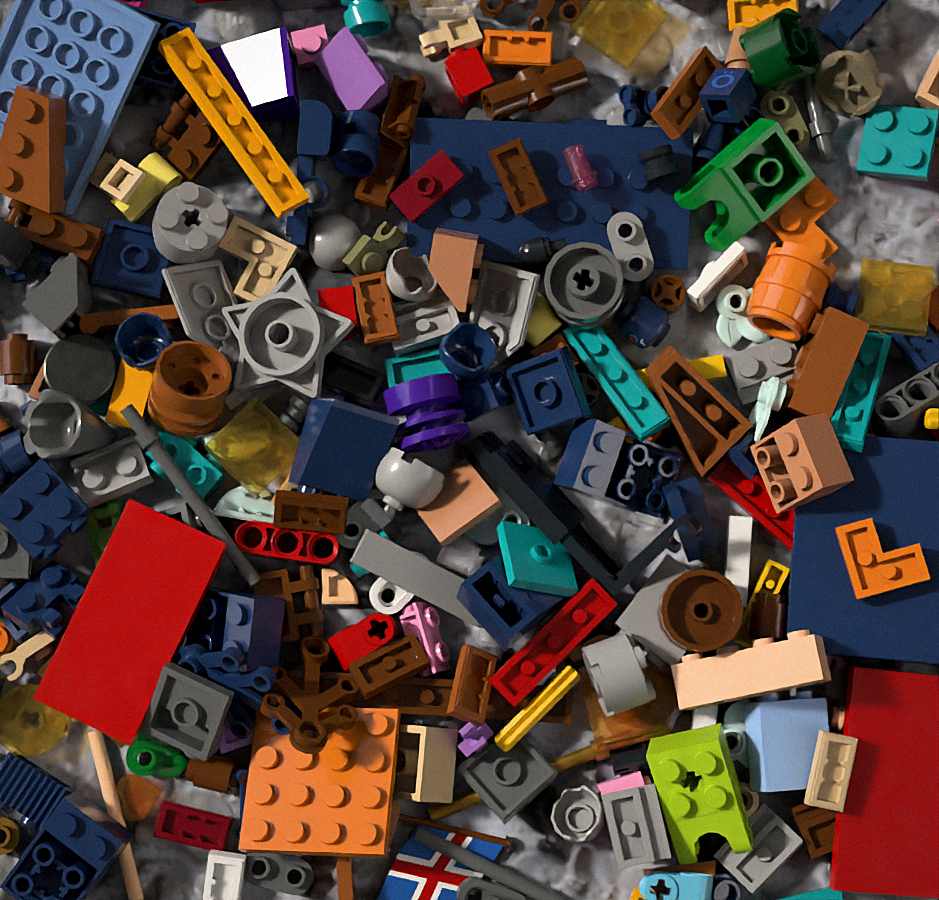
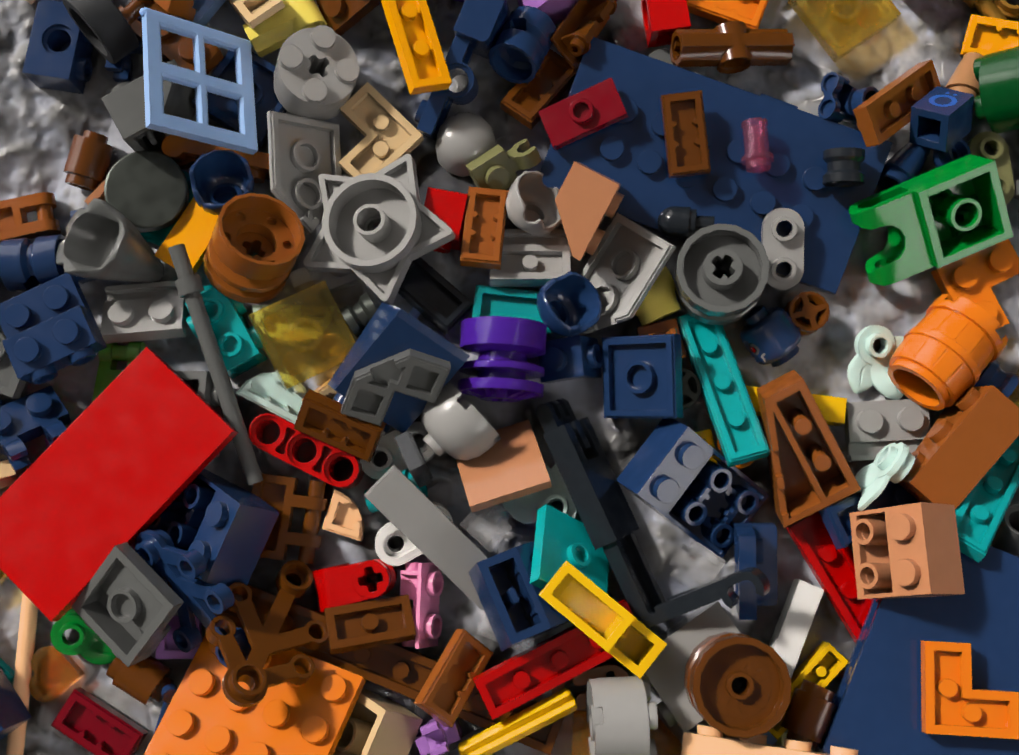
camera: 15 degrees right, 0 degrees up
(66, 266) = (156, 71): none -> light blue window
(352, 450) = (405, 372): none -> dark grey tile
(576, 595) = (602, 619): none -> yellow slope
(716, 276) = (867, 311): white plate -> none

